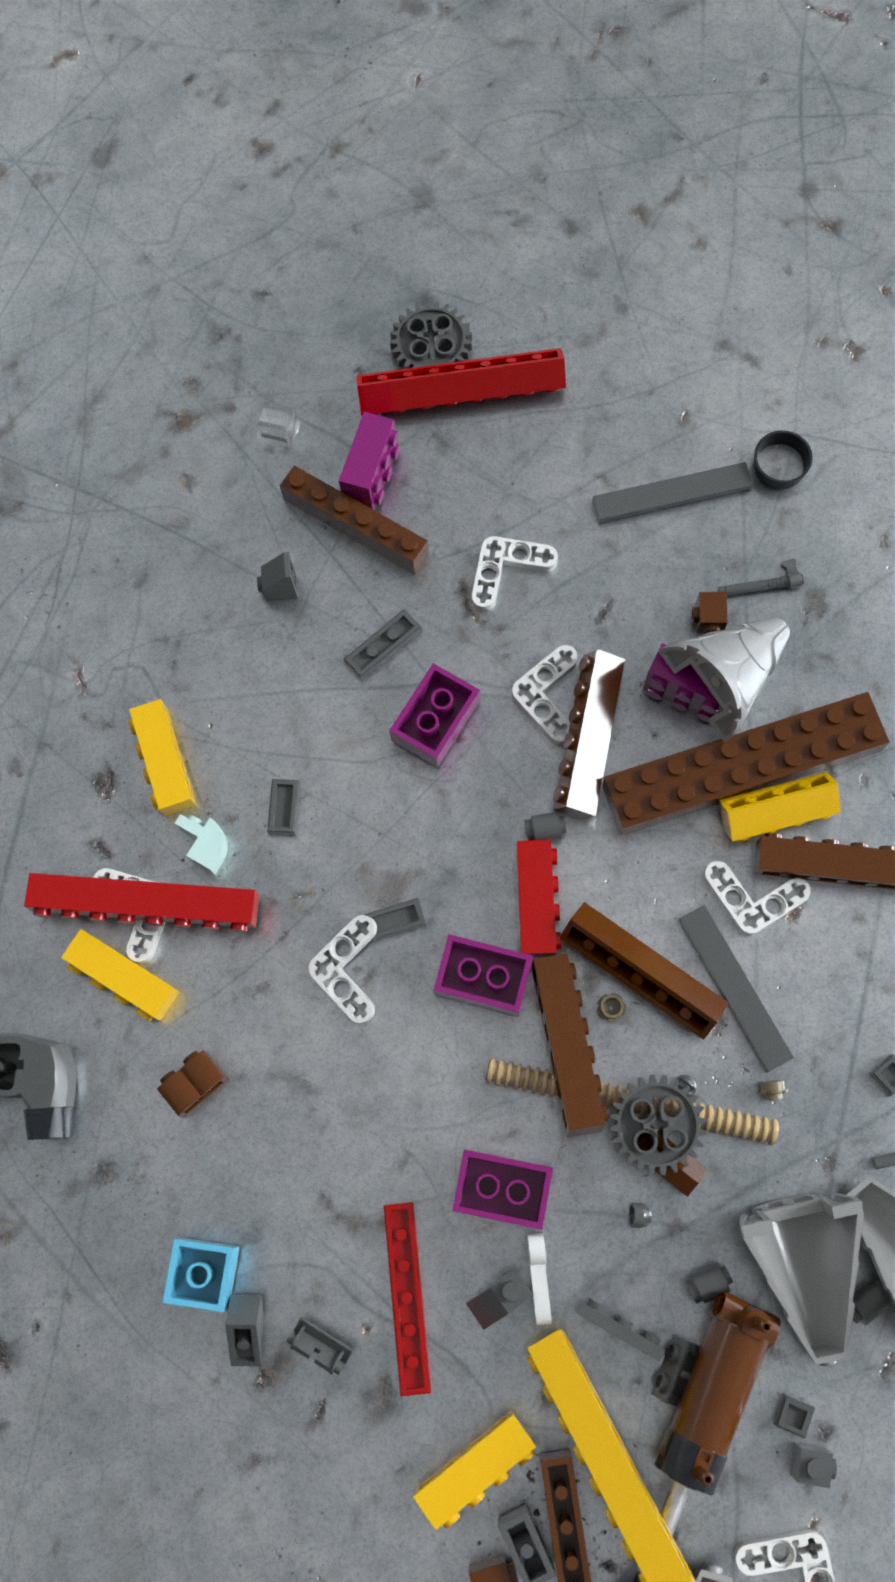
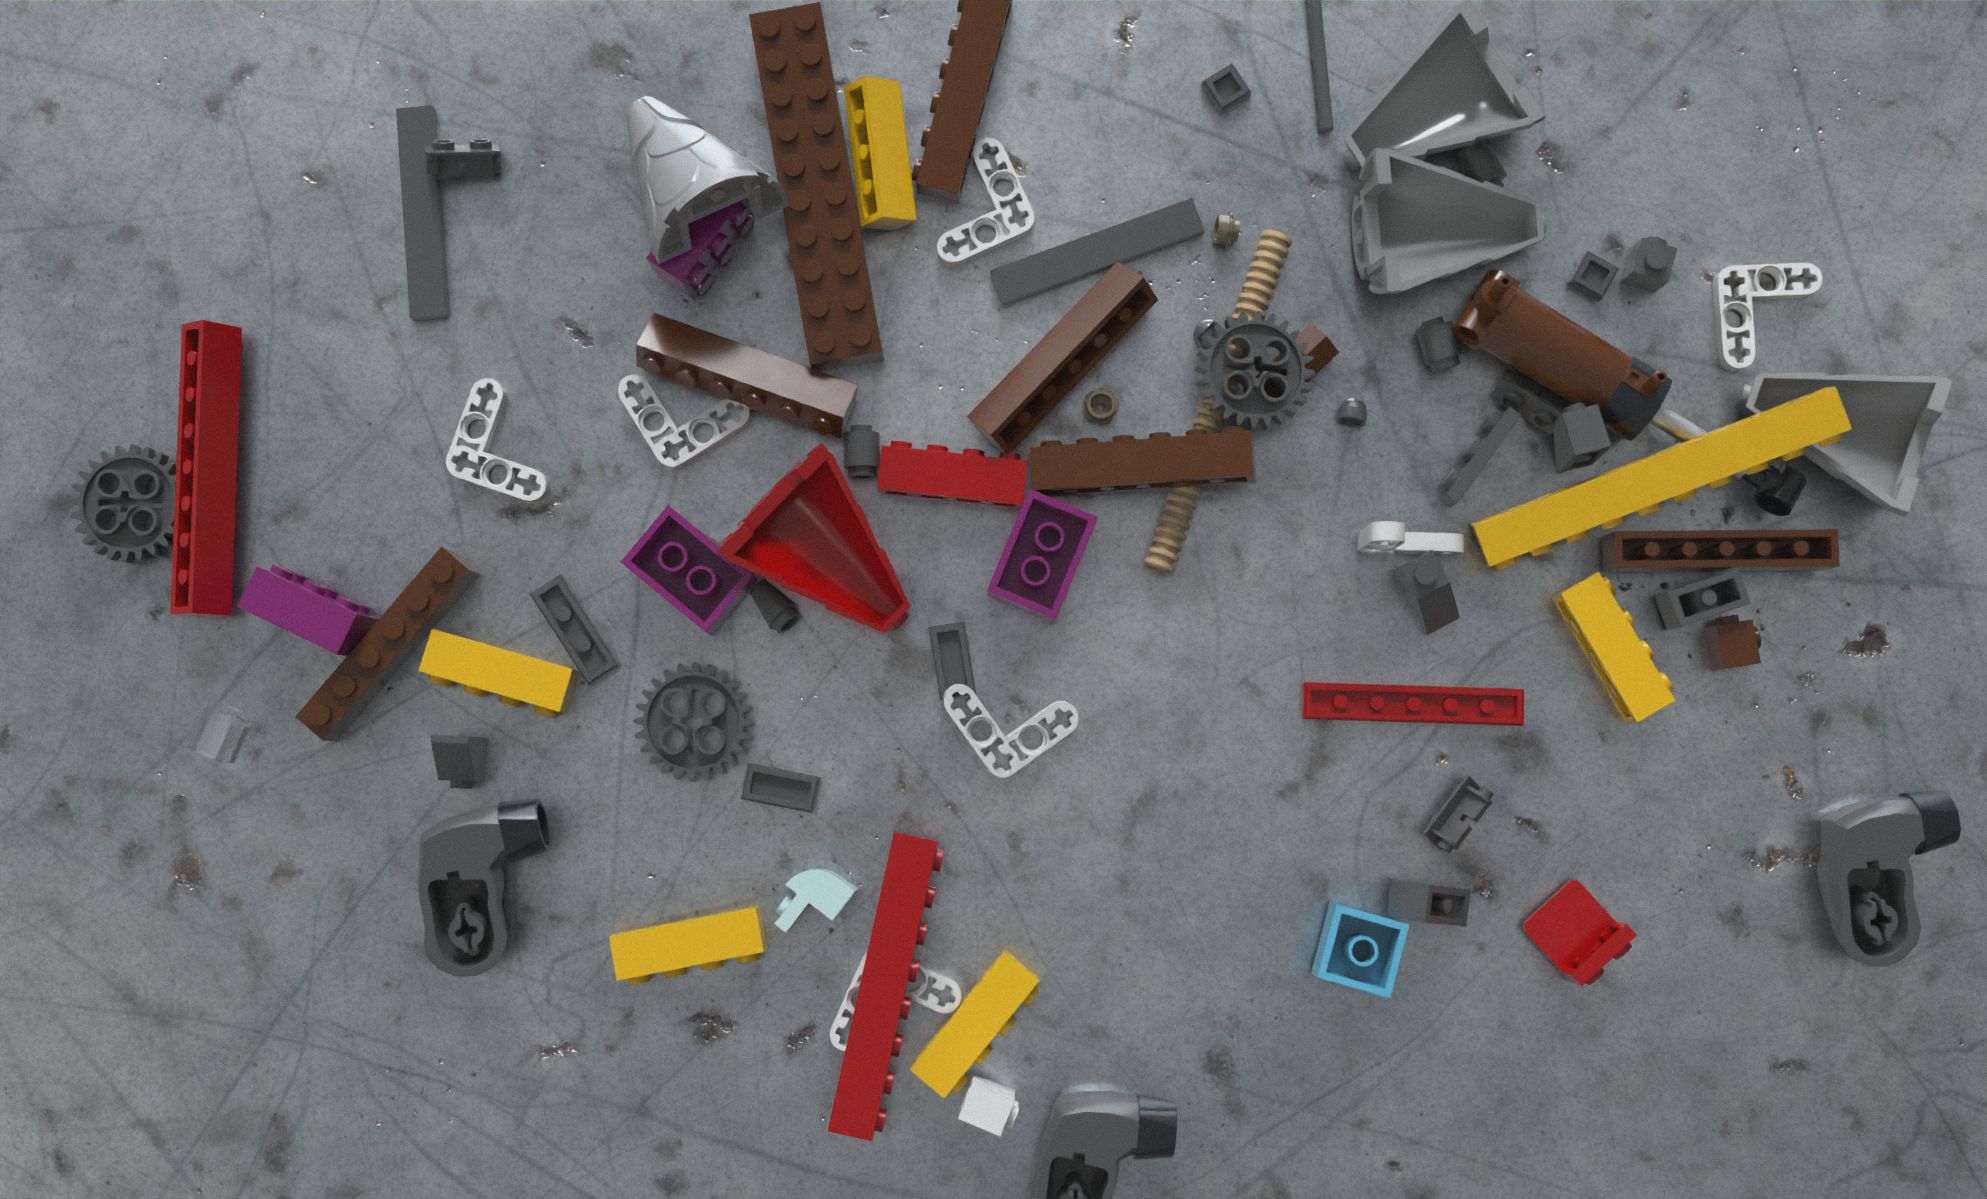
camera: 85 degrees left, 10 degrees up
(58, 991) = (988, 1105): none -> white brick
(189, 596) = (465, 883): none -> dark grey piece
(191, 1083) = (1125, 941): reddish brown brick -> none
(232, 1464) = (1578, 933): none -> red bracket
(322, 713) = (660, 721): none -> dark grey gear
(344, 596) = (499, 672): none -> yellow brick
(417, 782) = (774, 606): none -> dark grey cone
(464, 805) = (820, 545): none -> red cone
(502, 1189) = (1305, 569): magenta brick -> none
(649, 1415) = (1579, 437): none -> dark grey slope
(710, 612) = (605, 192): reddish brown brick -> none
(715, 501) = (449, 156): none -> dark grey hinge
(786, 438) = (379, 37): black tyre -> none
(792, 580) = (575, 80): dark grey piece -> none

